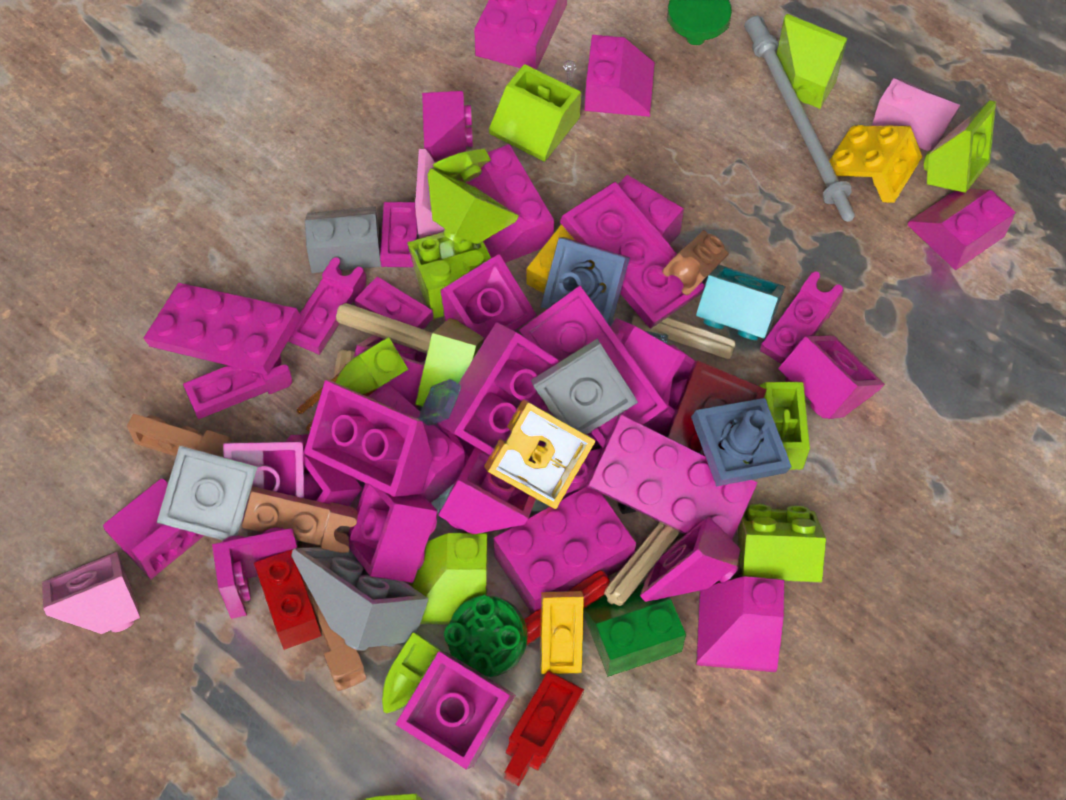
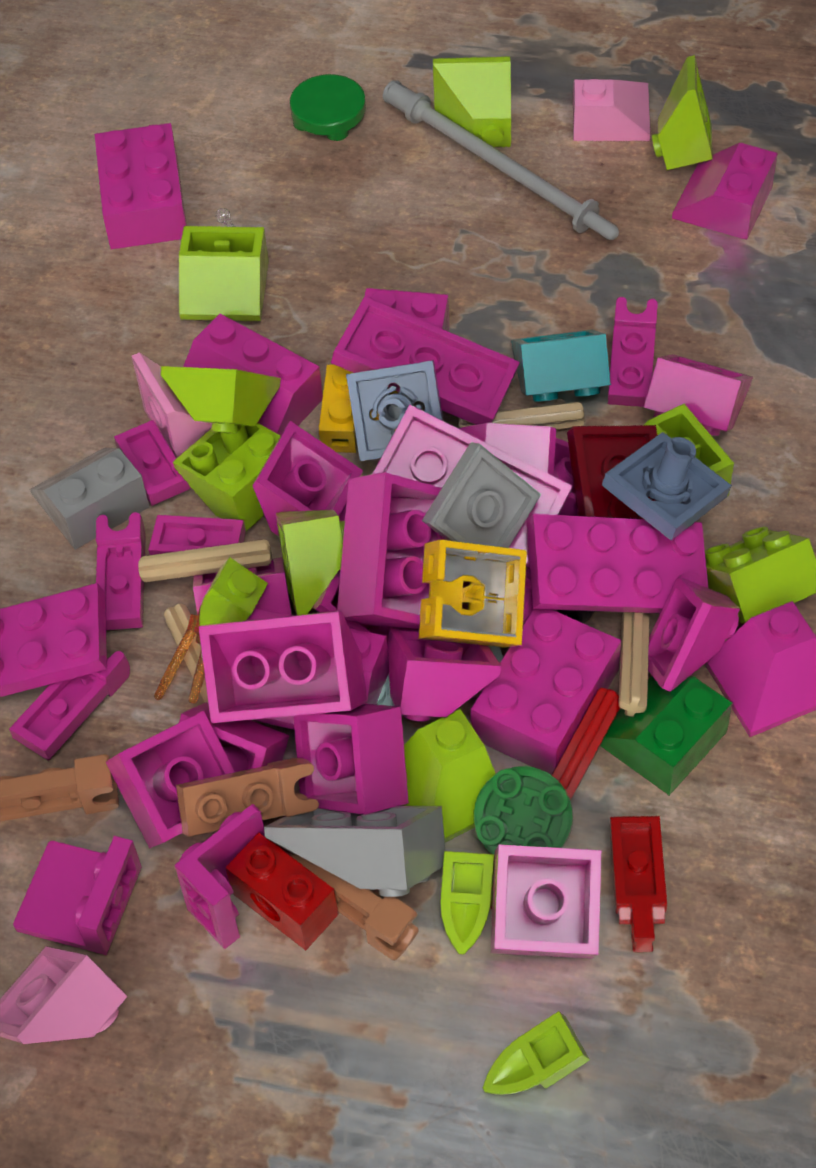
camera: 25 degrees left, 5 degrees down
(206, 494) = (130, 818): tile -> none
(439, 402) = (334, 589): clear light blue tile -> none
(445, 124) = (135, 325): dark pink slope -> none
(464, 164) = (190, 350): lime plate -> none
(561, 632) = (601, 769): yellow plate -> none
(618, 77) = (284, 202): dark pink slope -> none
(696, 261) = (496, 340): nougat plate -> none
(878, 152) = (602, 159): yellow bracket -> none

